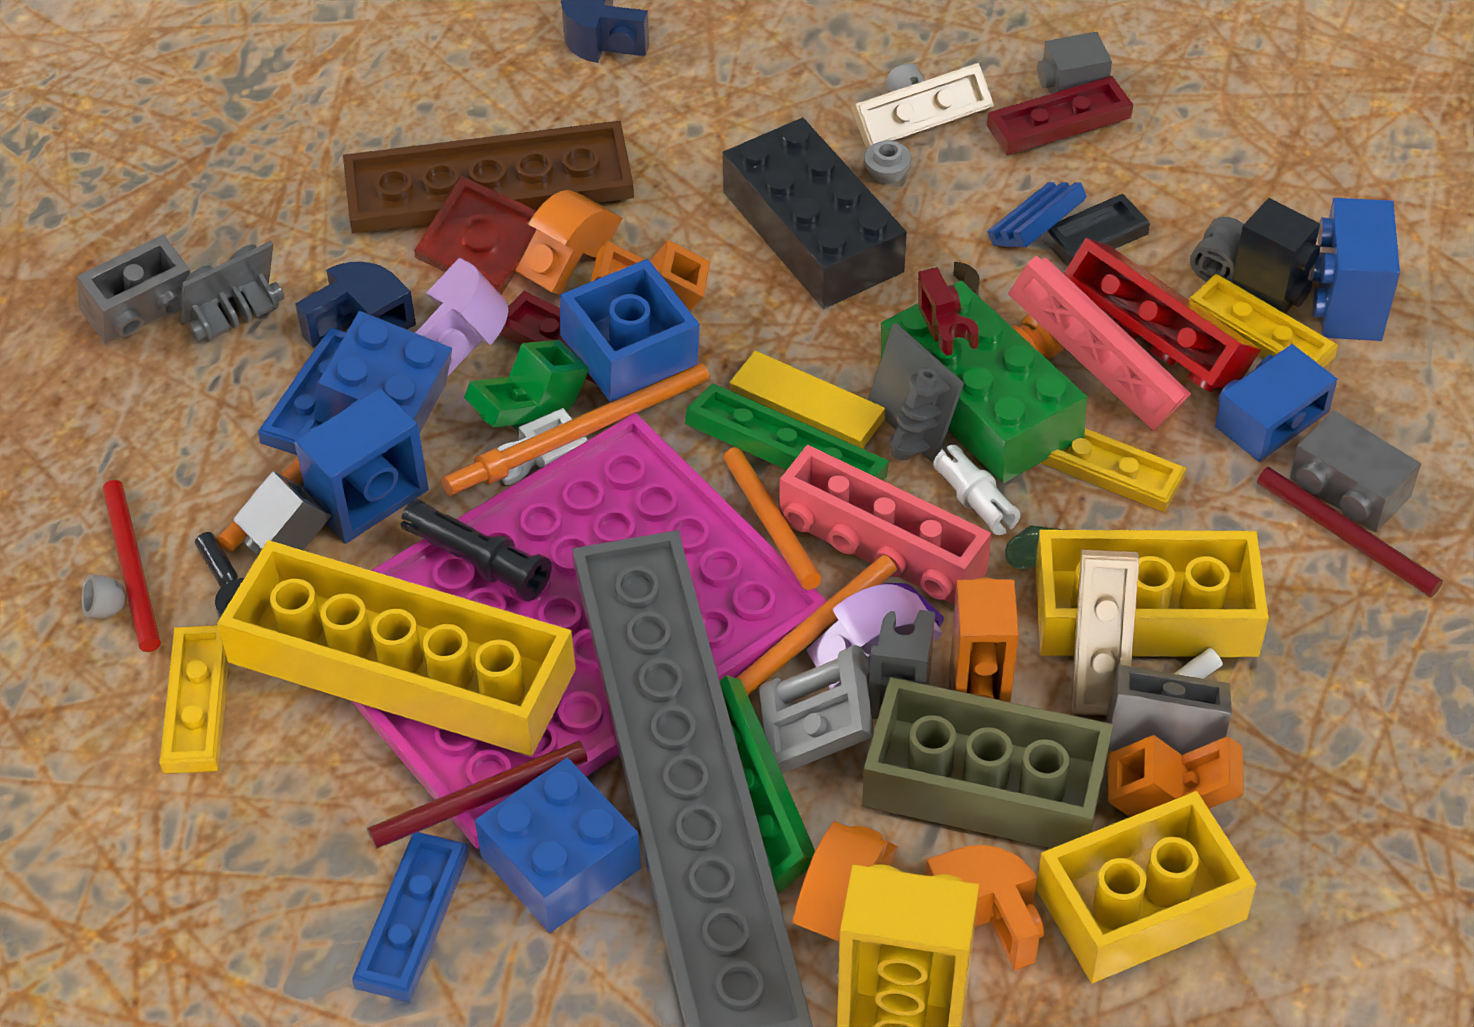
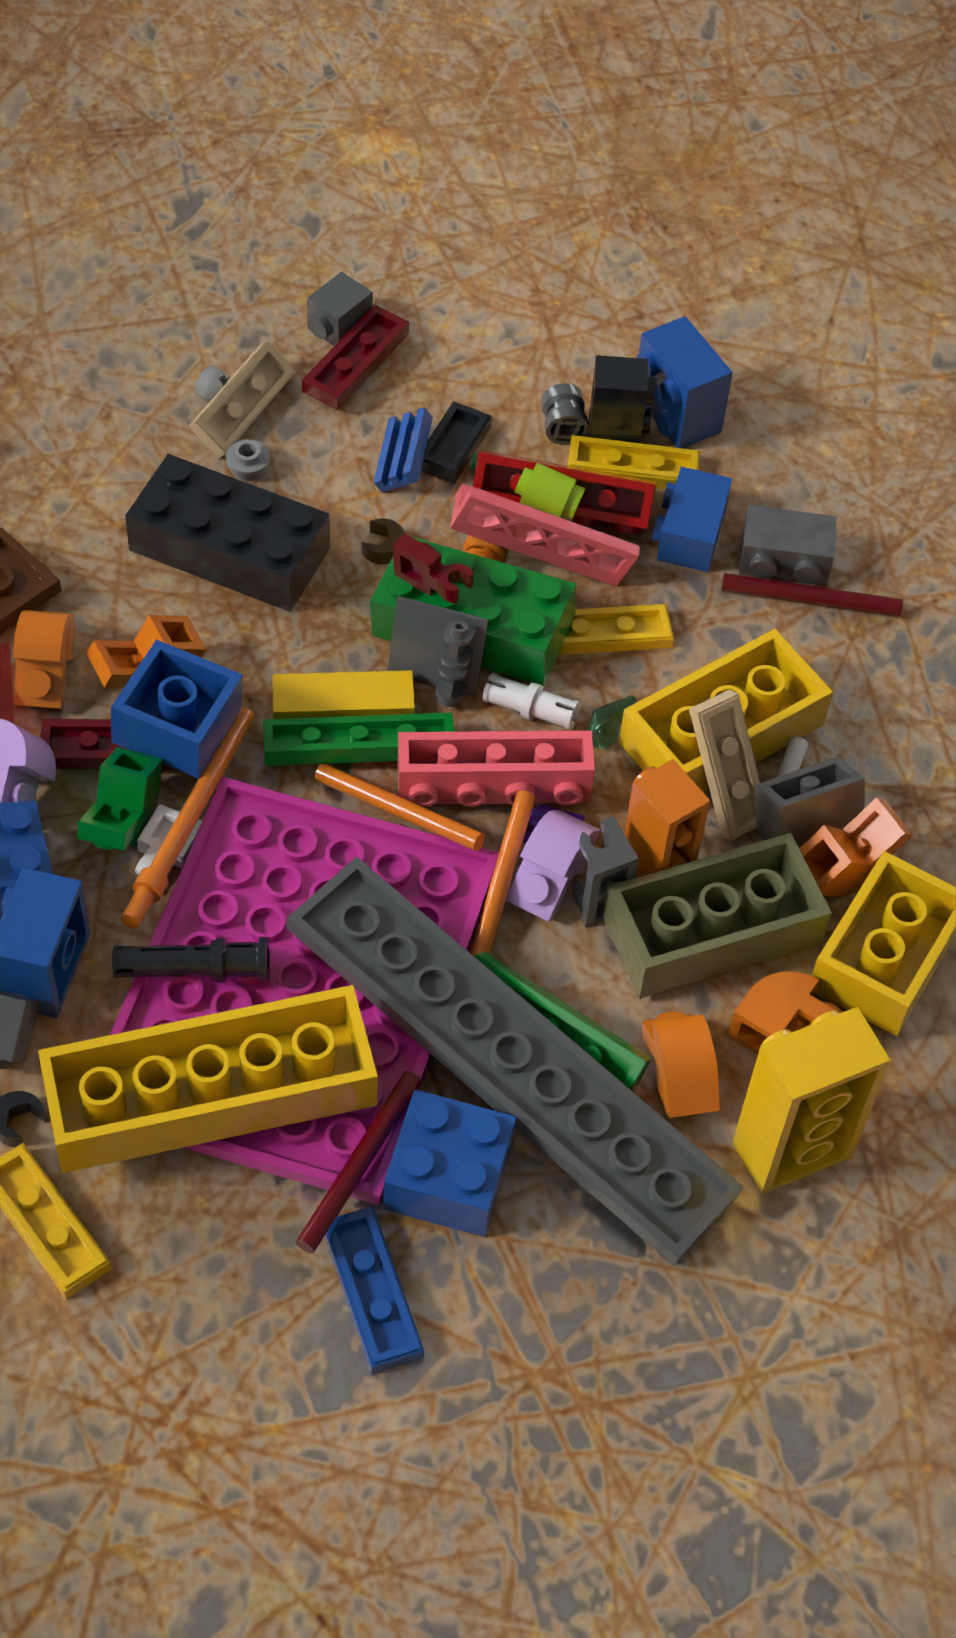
camera: 40 degrees left, 5 degrees up
(824, 721) = (573, 951): light grey plate -> none
(1127, 304) = (549, 491): none -> lime brick

